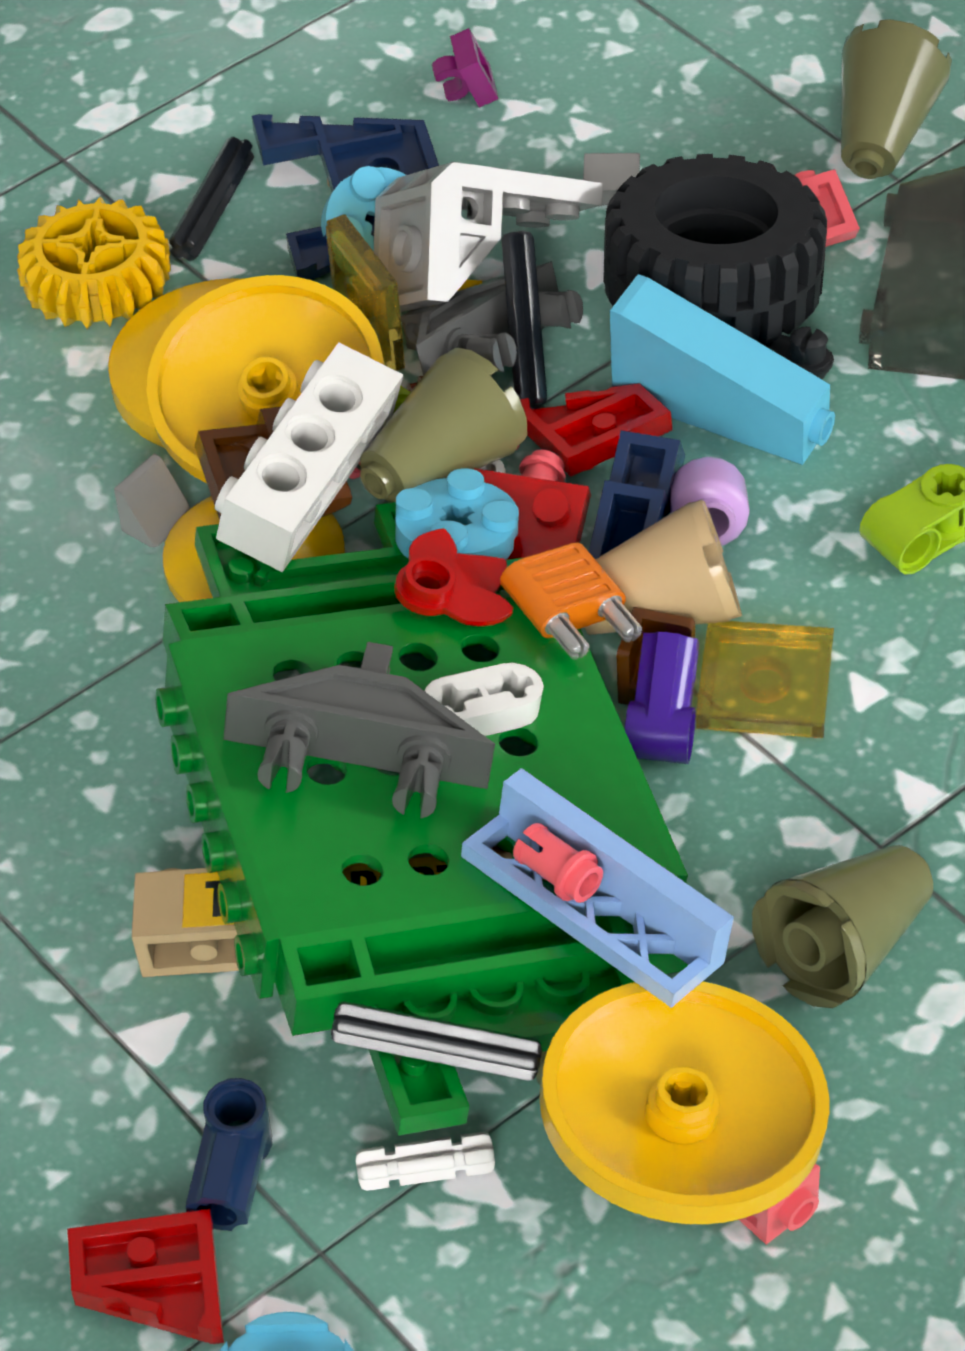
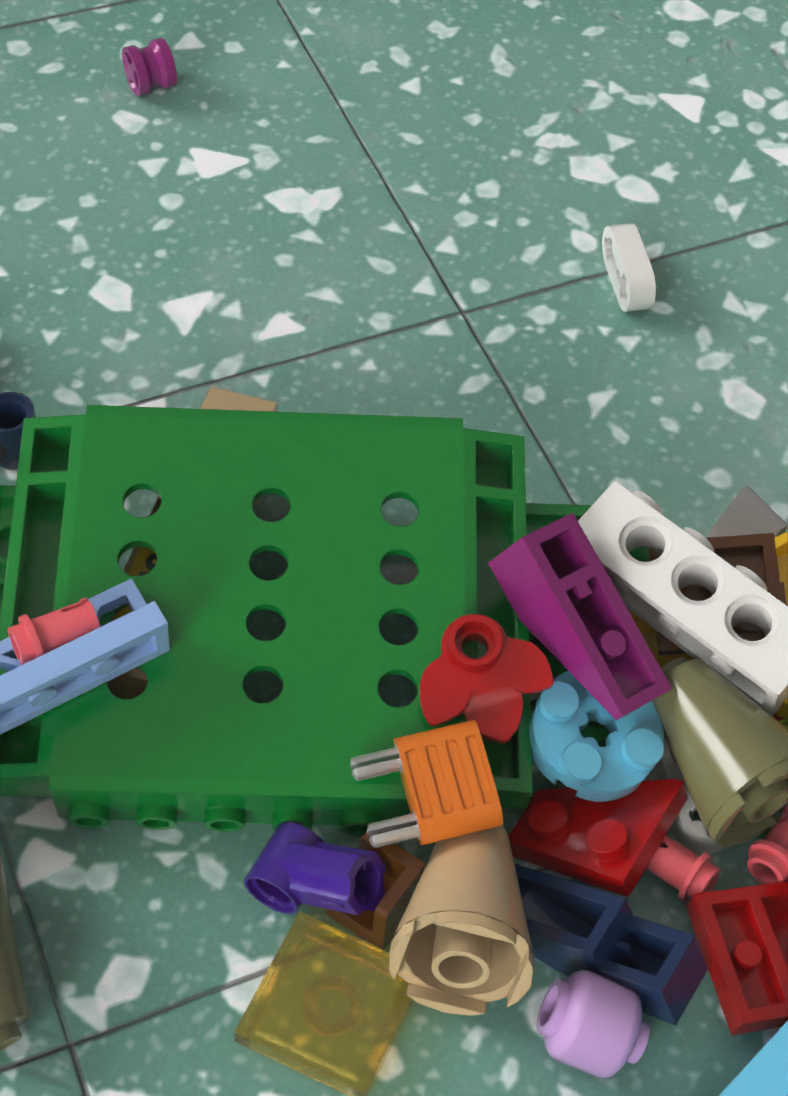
camera: 100 degrees right, 5 degrees up
(360, 720) = (297, 534): dark grey connector -> none
(362, 523) = (579, 615): none -> magenta slope
(492, 696) = (294, 654): white beam -> none

